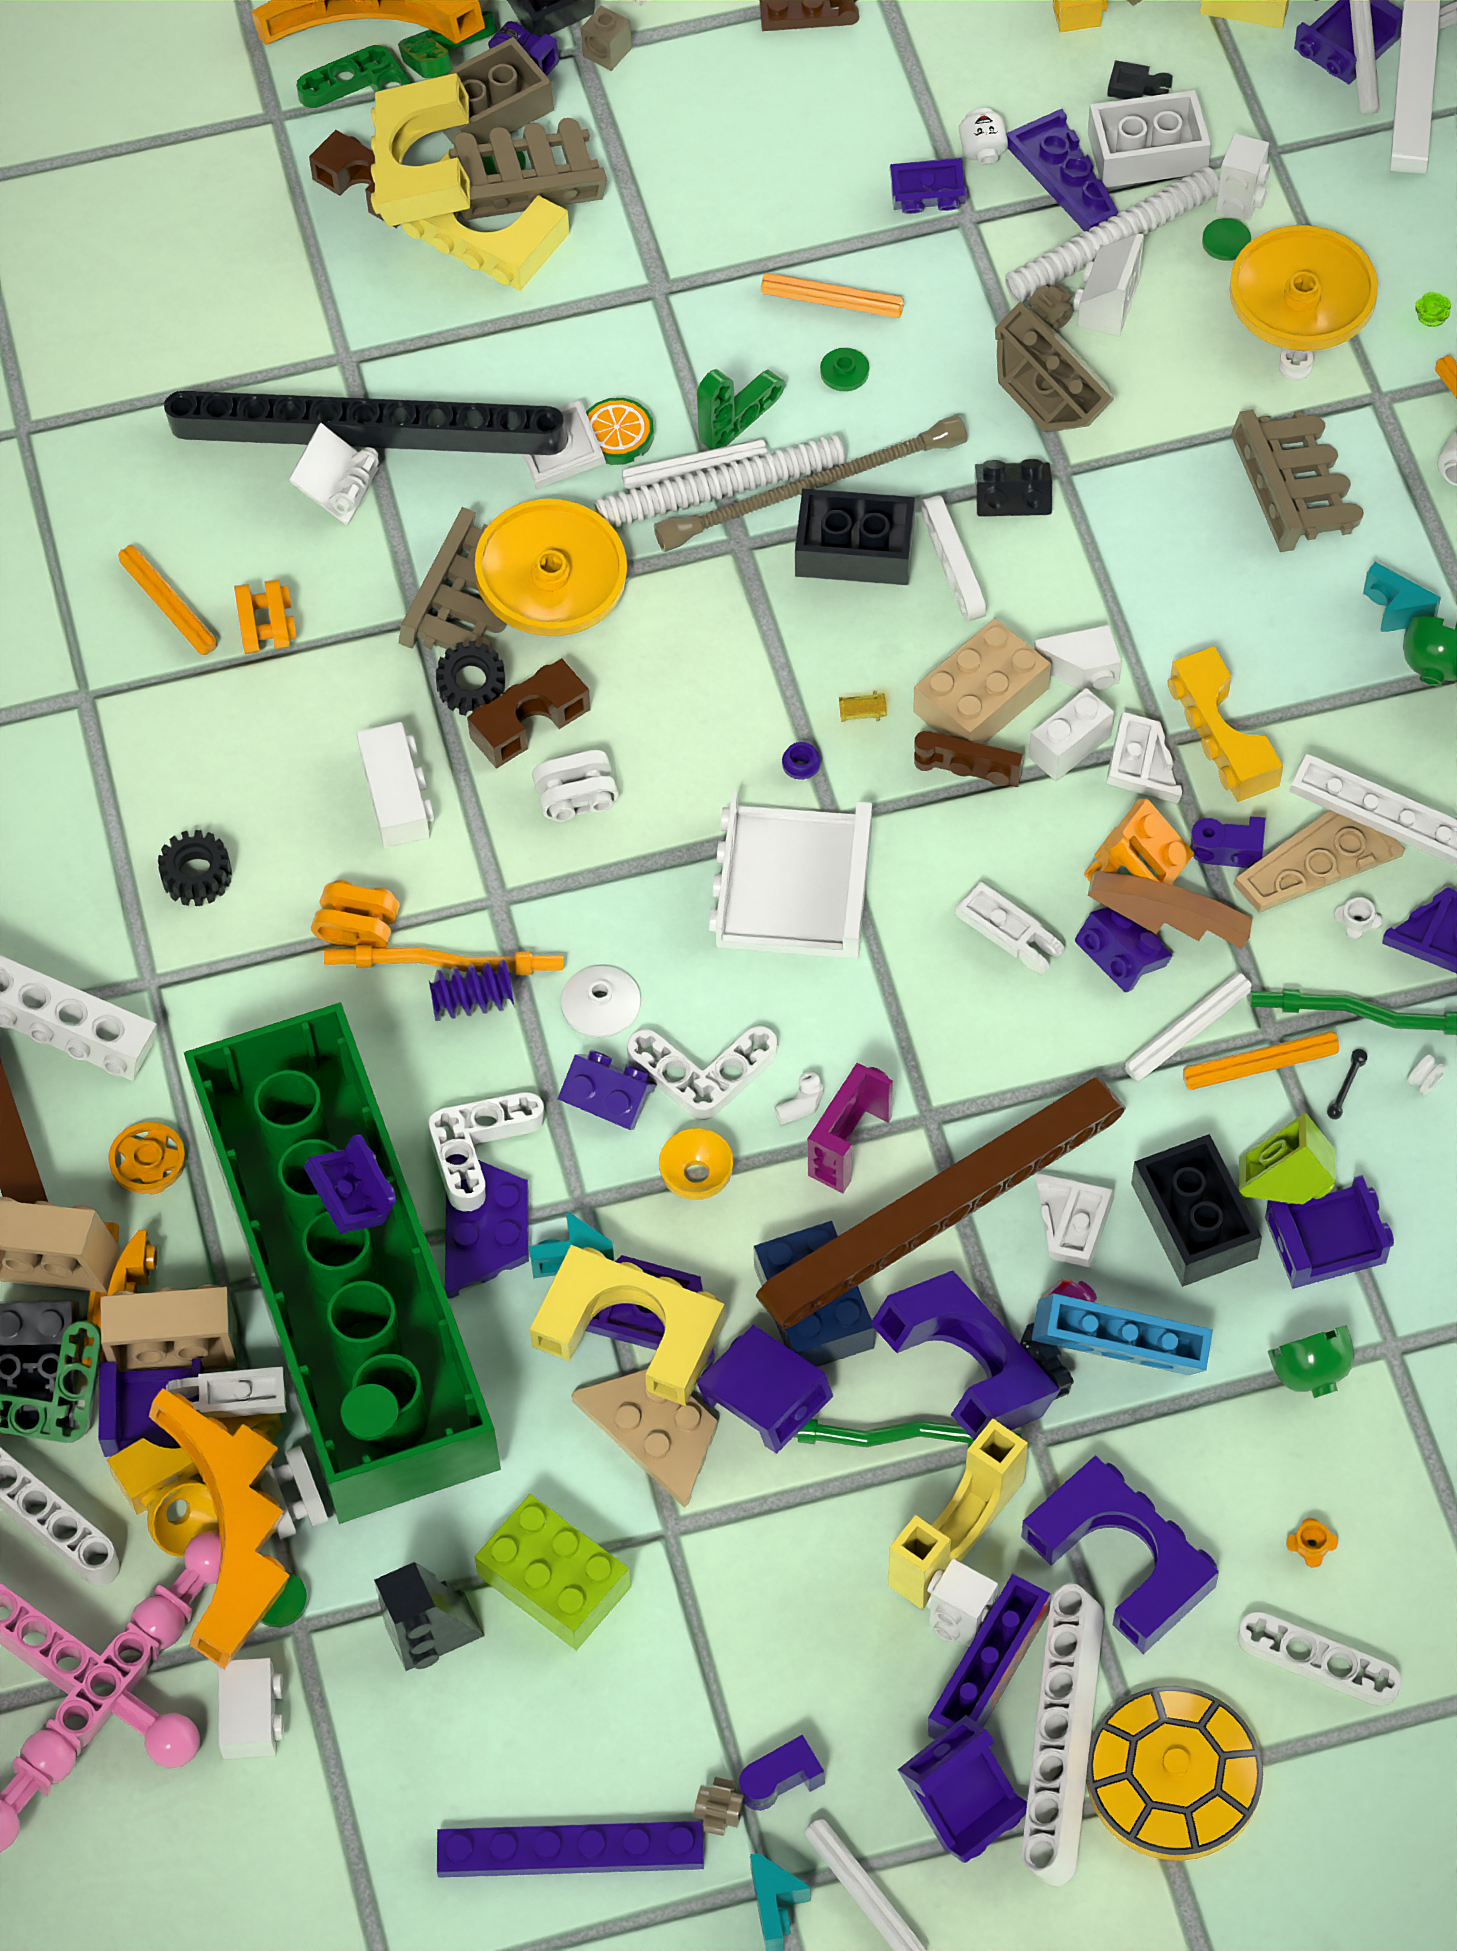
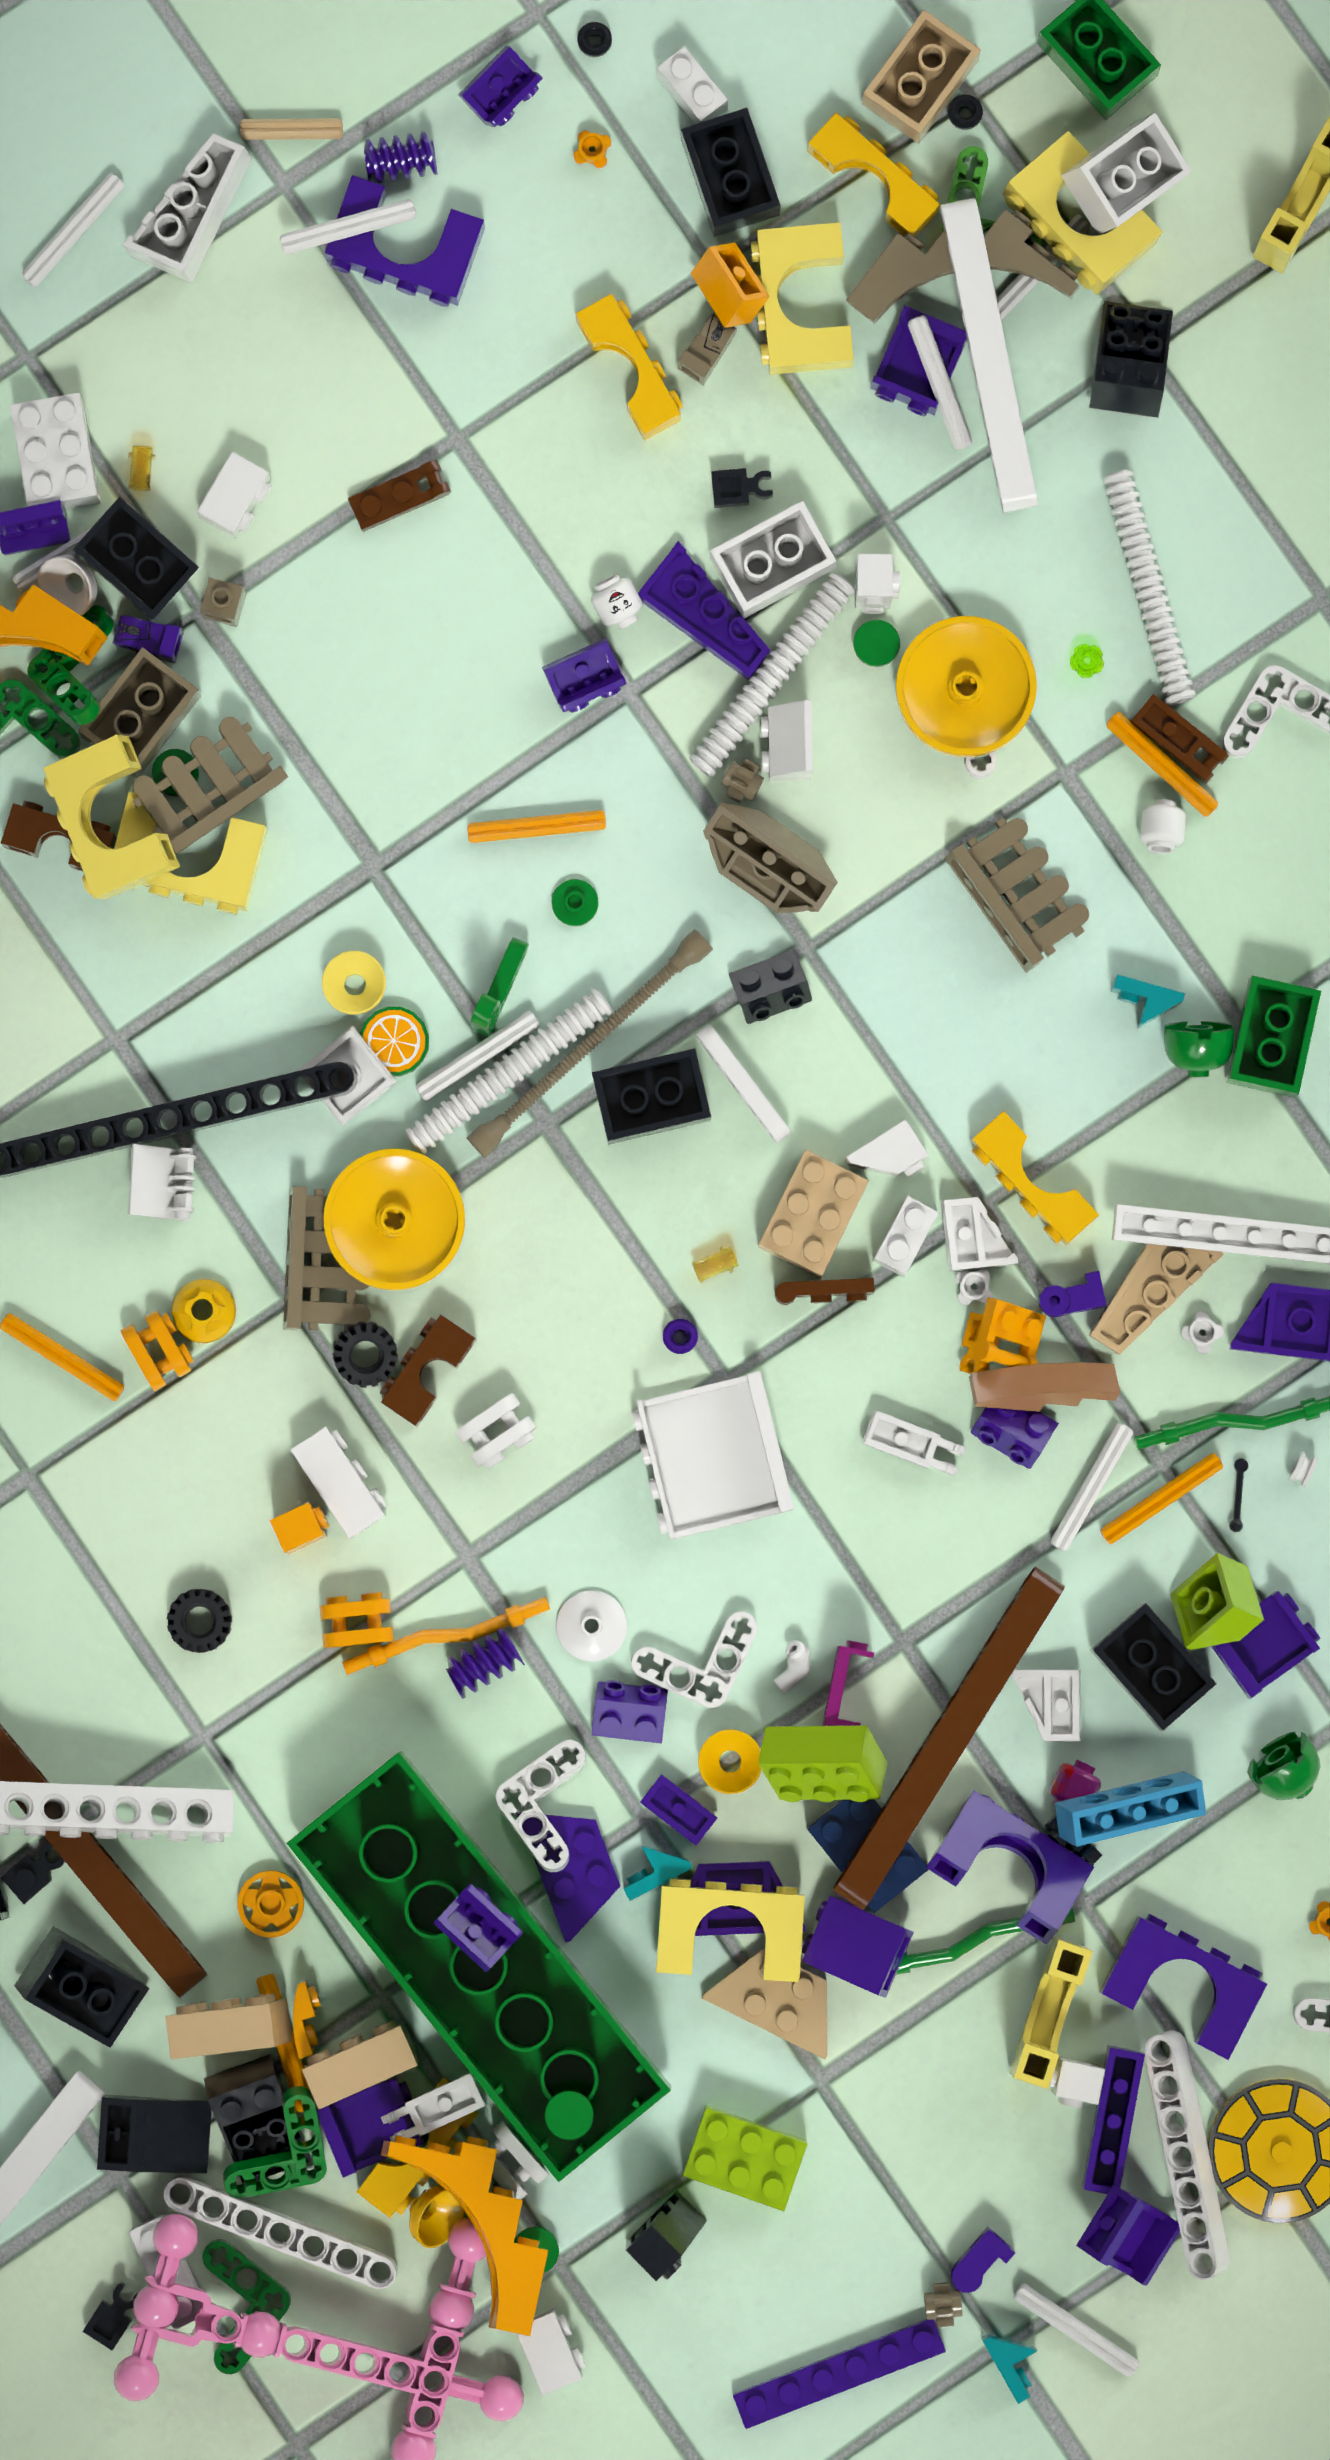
camera: 20 degrees left, 25 degrees up
(329, 614) = (215, 1326): none -> yellow piece
(335, 803) = (300, 1527): none -> light orange brick
(594, 354) = (350, 964): none -> light yellow piece
(621, 1198) = (678, 1810): none -> dark purple plate
(795, 1177) = (823, 1763): none -> lime brick
(1123, 796) = (966, 1279): none -> white plate

